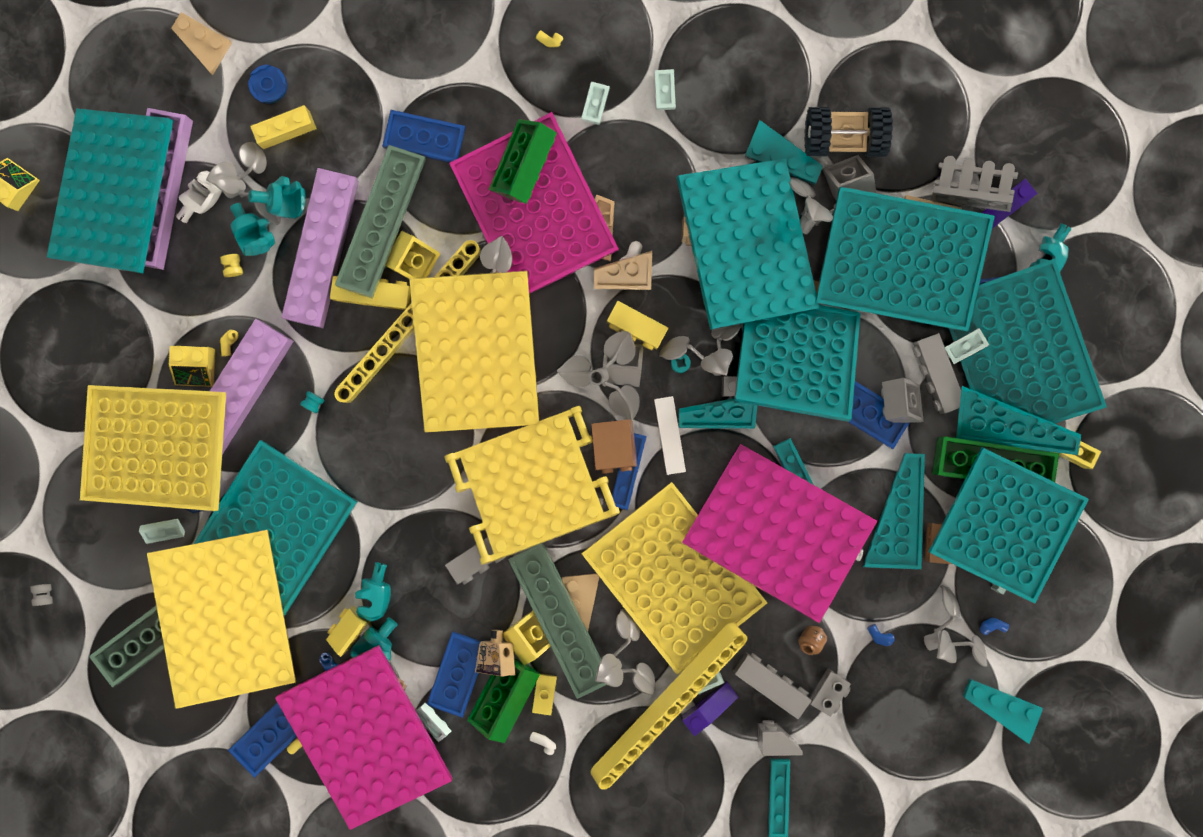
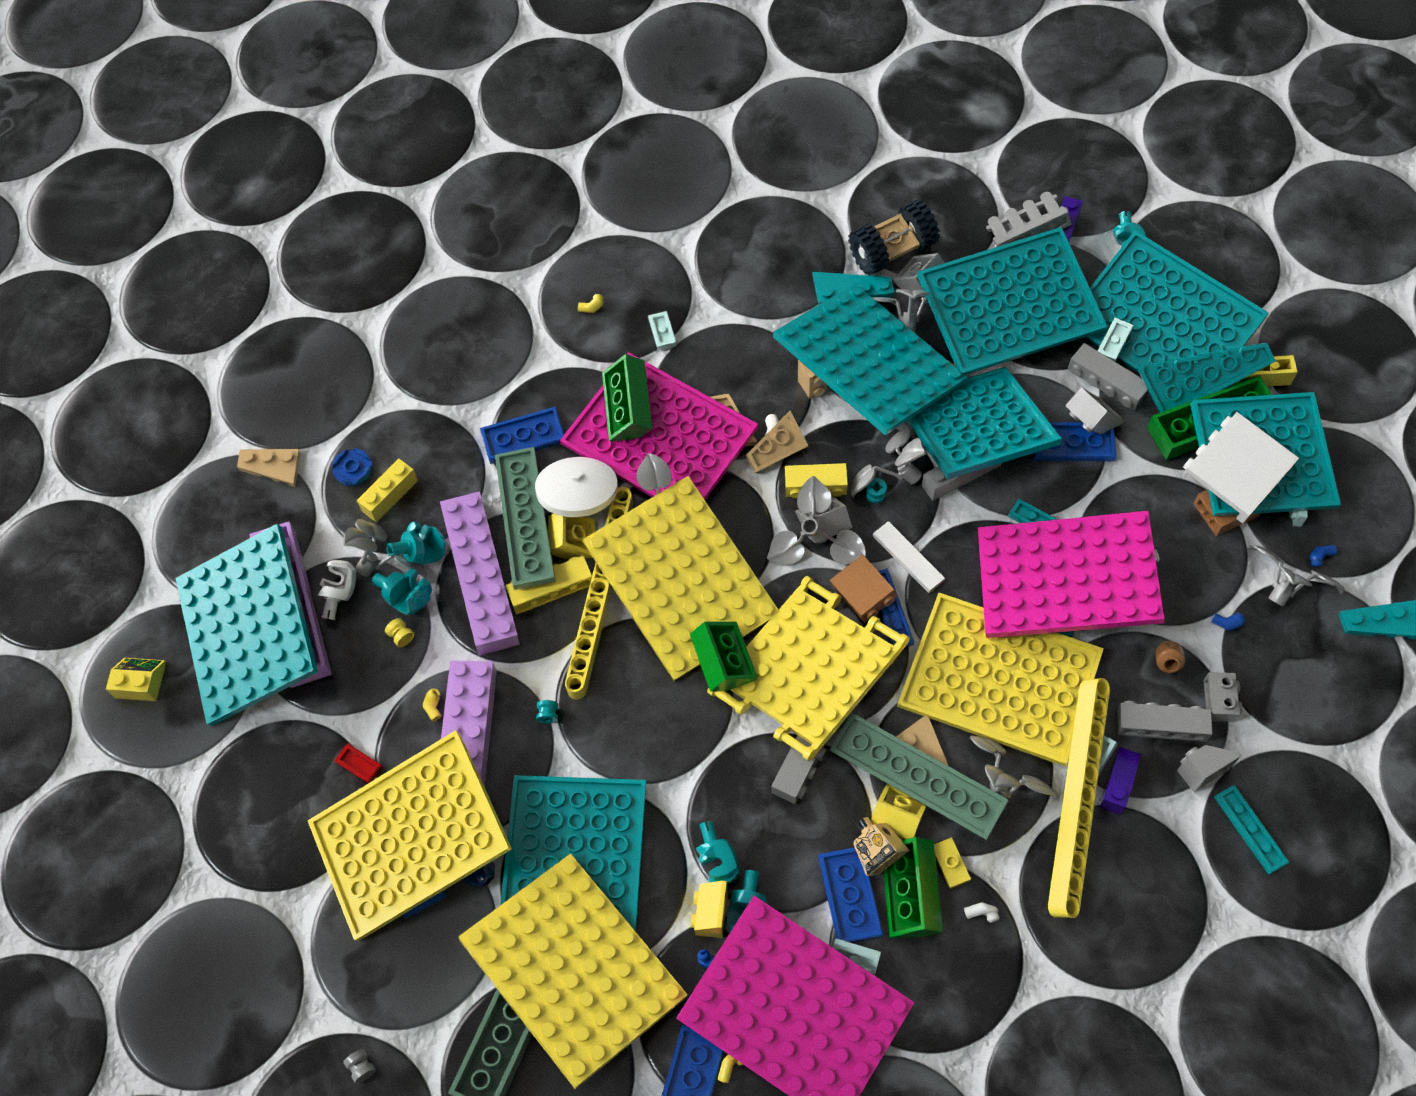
camera: 25 degrees left, 25 degrees down
(149, 358) = (358, 763): none -> red tile
(161, 531) = (458, 922): light aqua plate -> none
(192, 365) = (404, 738): light yellow slope -> none
(435, 220) = (576, 487): none -> white dish
(468, 441) = (723, 655): none -> green slope
(664, 89) = (716, 291): light aqua plate -> none
(718, 415) = (947, 507): teal wing -> none
(900, 527) = (1173, 519): teal wing -> none
(977, 529) = (1240, 464): none -> white panel

